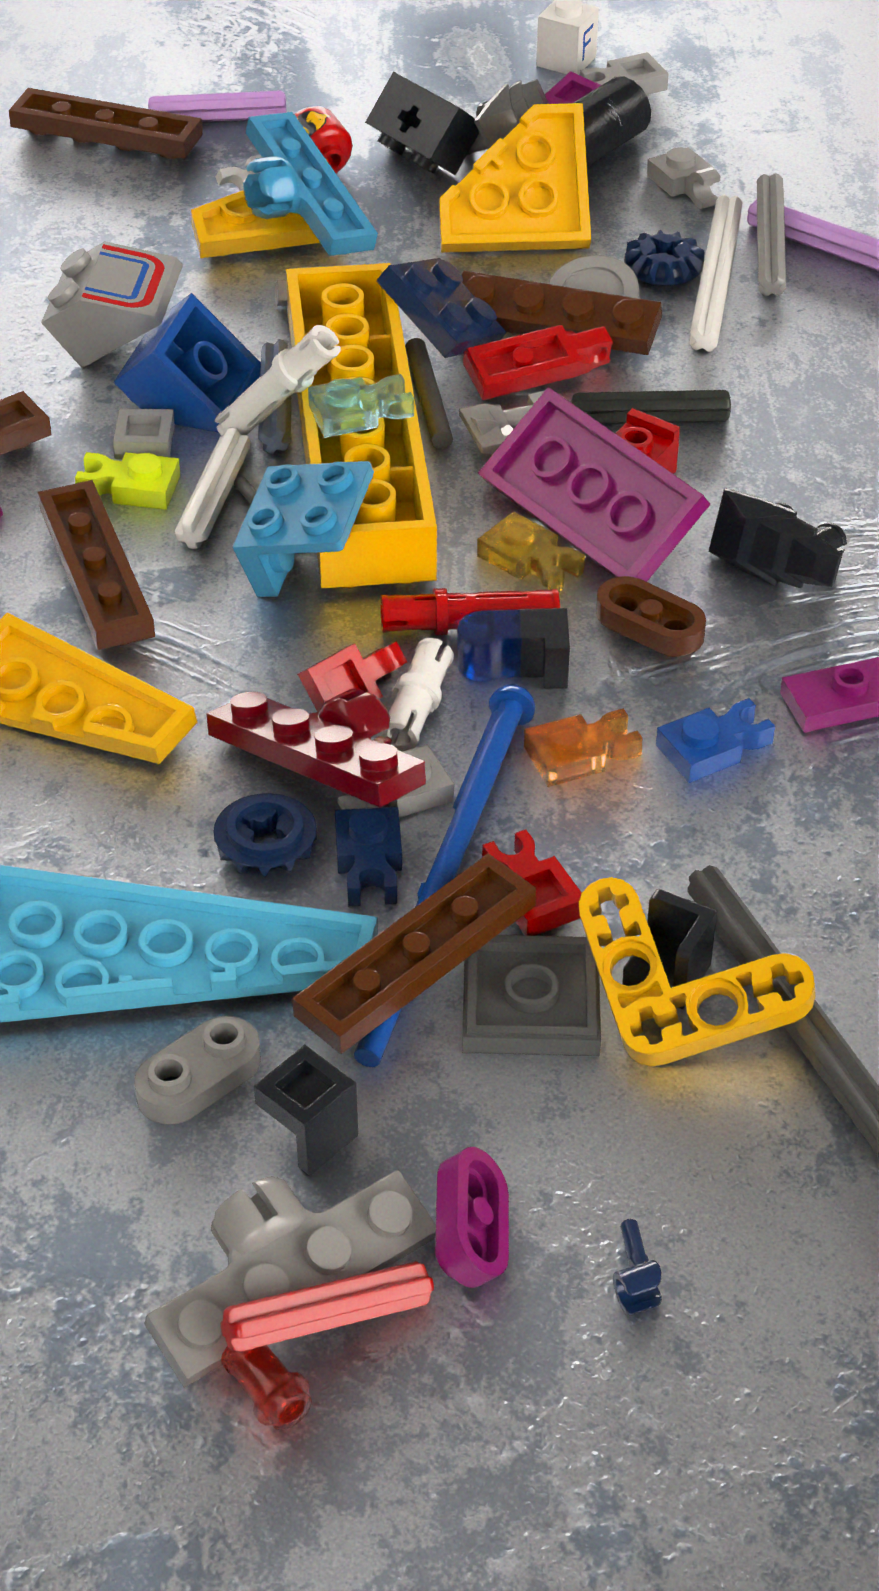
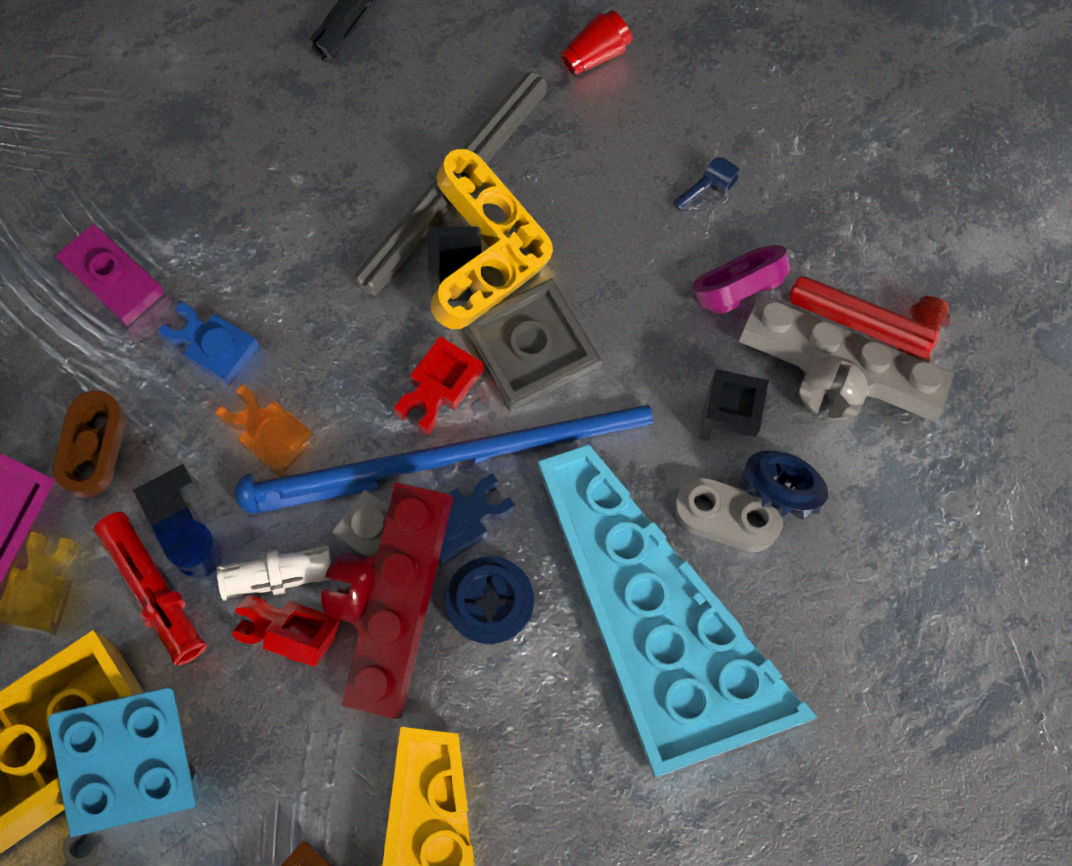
camera: 120 degrees left, 25 degrees up
(214, 1101) = (785, 483): none -> dark blue gear
(413, 953) = (564, 409): reddish brown plate -> none

